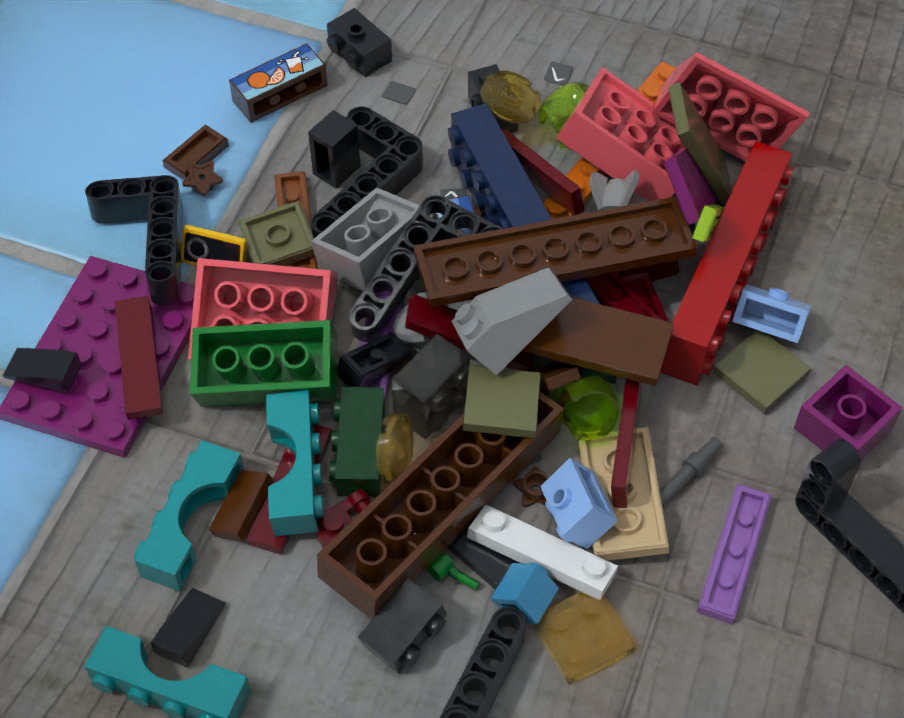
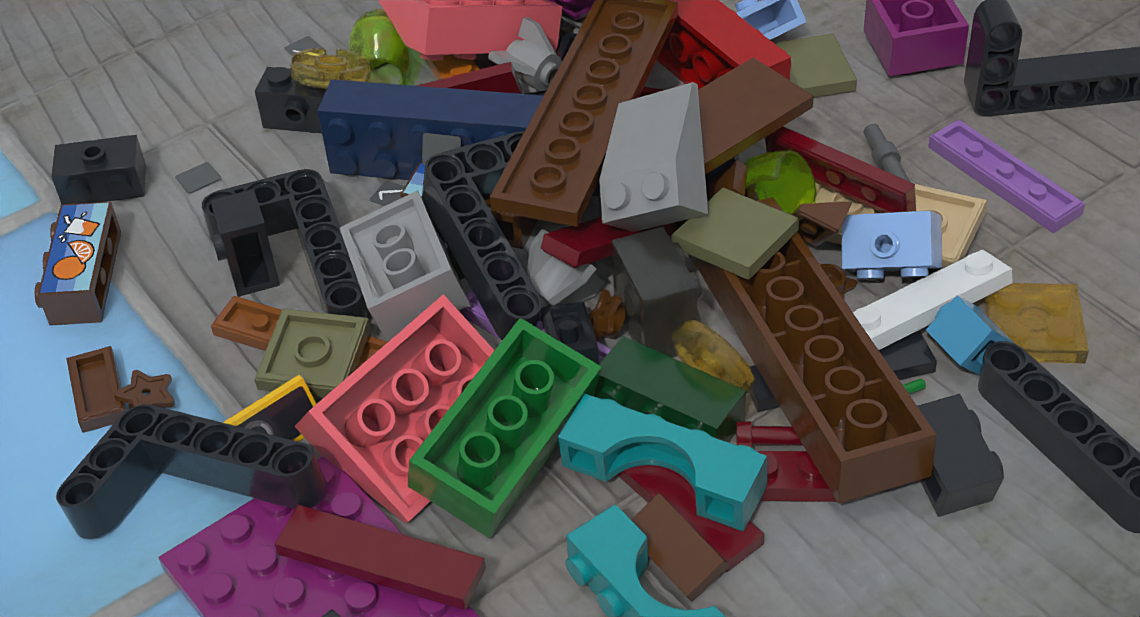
camera: 55 degrees left, 10 degrees down
(476, 199) = (438, 143): none -> dark grey sticker
(557, 445) = (820, 220): none -> reddish brown slope

